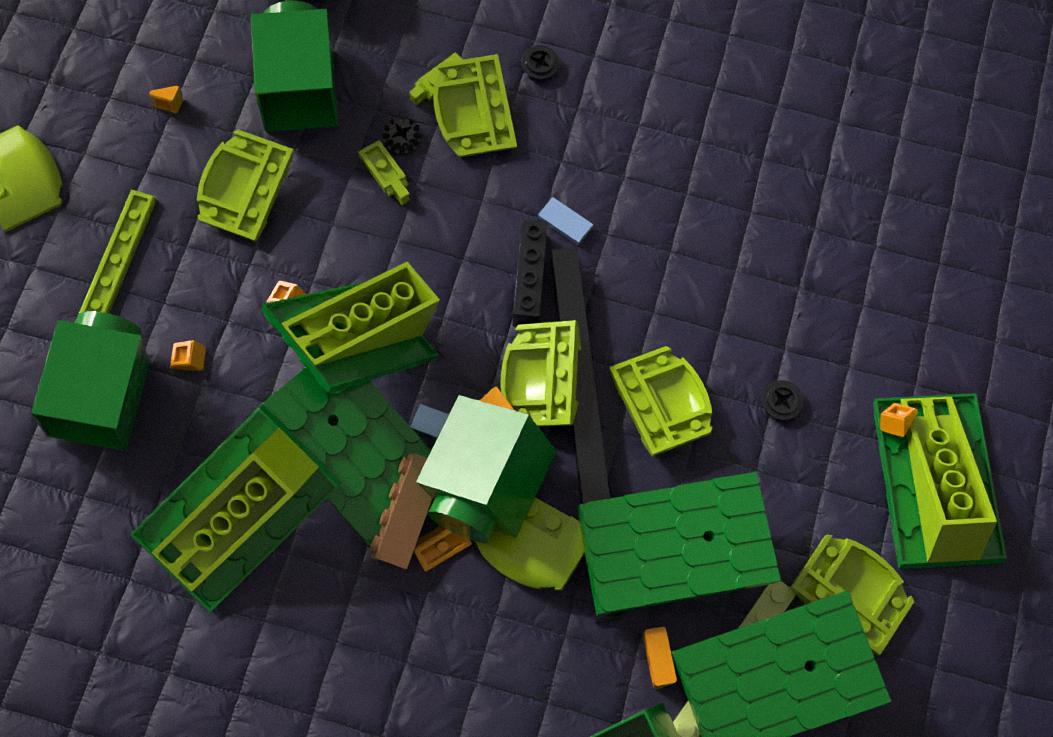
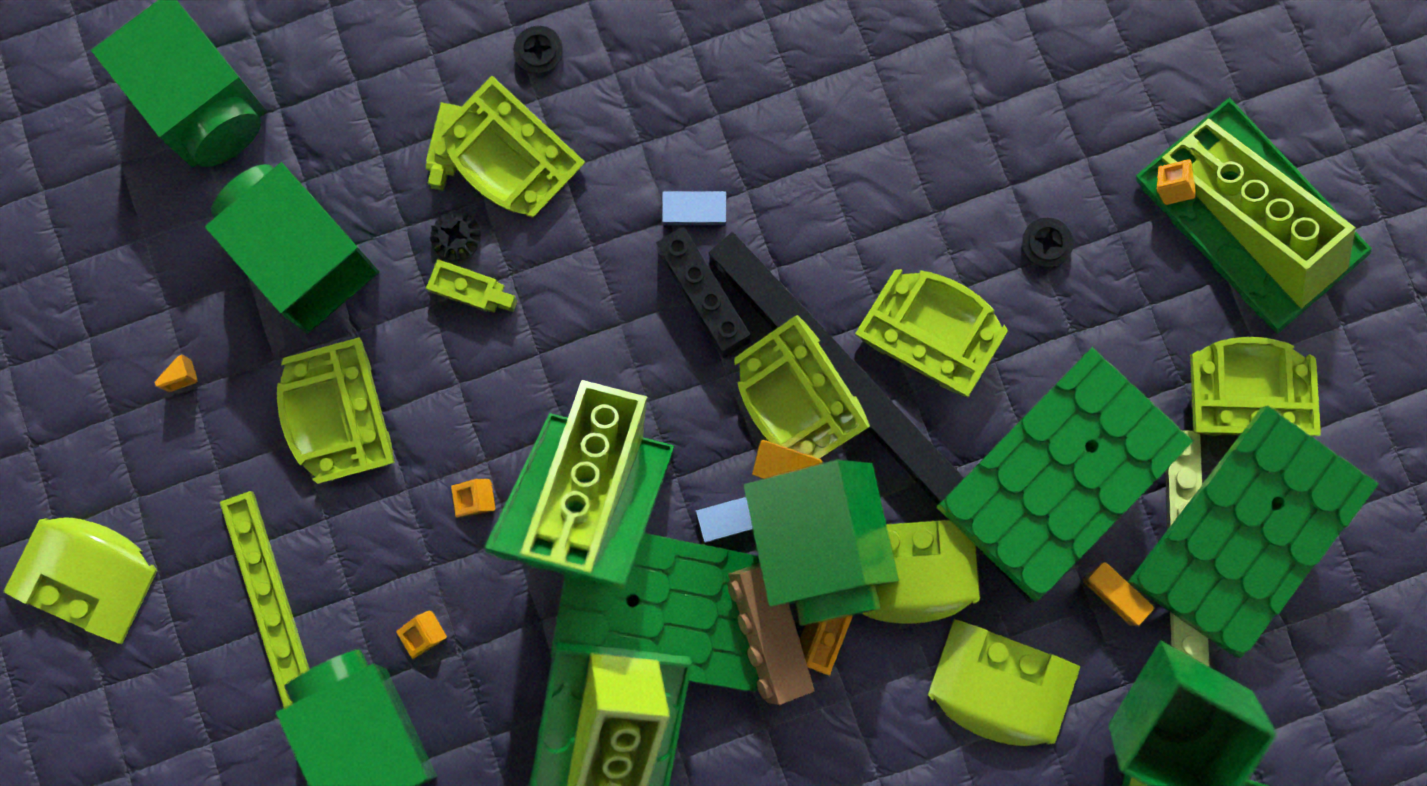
camera: 25 degrees left, 10 degrees up
(535, 664) = (1002, 686): none -> lime slope

